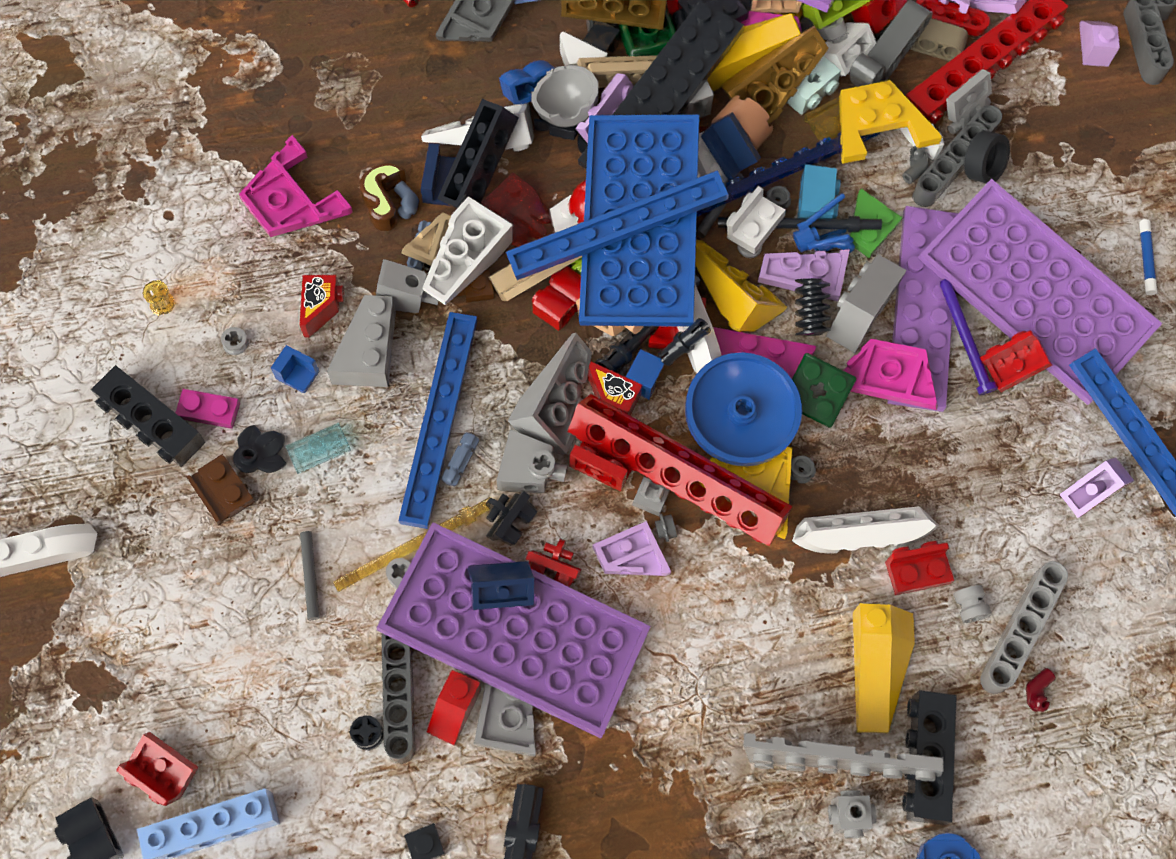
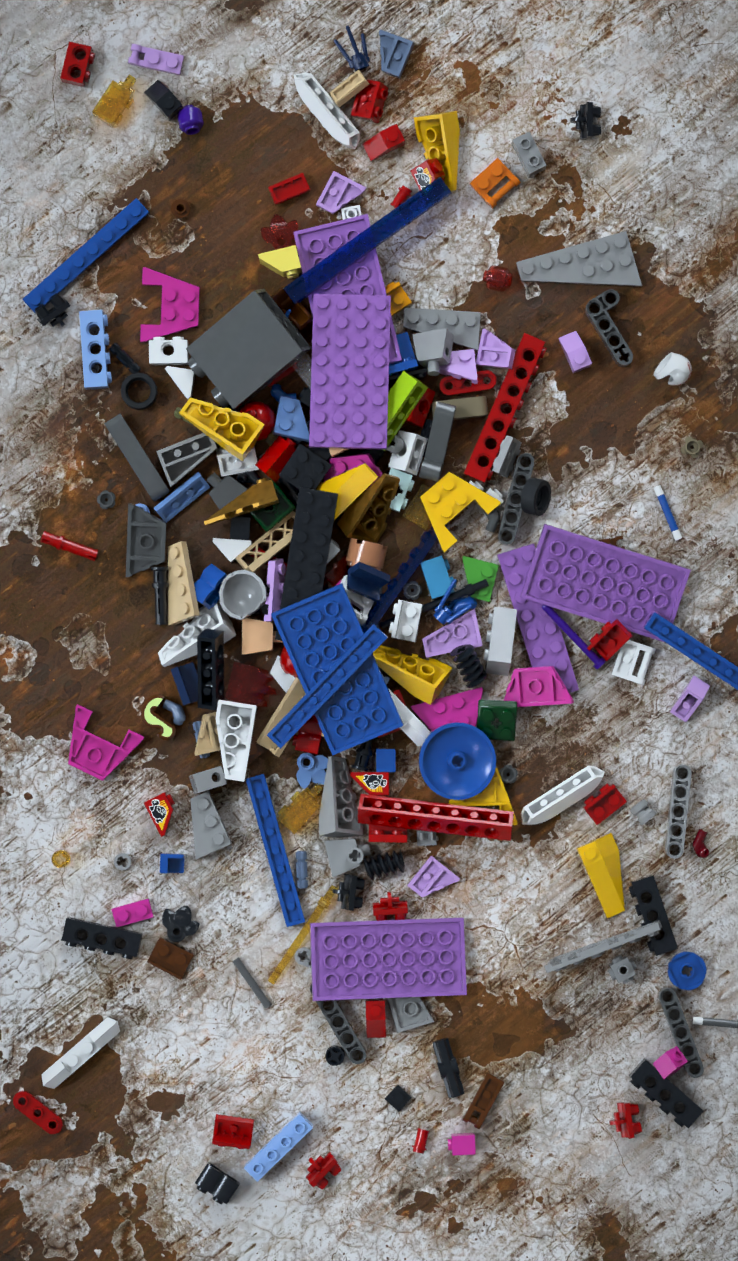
camera: 20 degrees left, 20 degrees up
(318, 448) = (213, 904): clear light blue plate -> none
(470, 61) = (160, 585): none -> black pin
(495, 68) = (181, 588): none -> tan wing
(500, 381) = (301, 808): none -> clear yellow hinge
(501, 585) = (368, 940): dark blue panel -> none
(542, 347) = (314, 772): none -> medium blue plate
(556, 162) = (257, 636): none -> light nougat torso
(575, 503) = (384, 865): none -> black piece
(665, 527) = (444, 852): dark grey plate -> none
(684, 342) = (402, 736): black pin -> none
(1027, 400) = (627, 659): none -> white plate

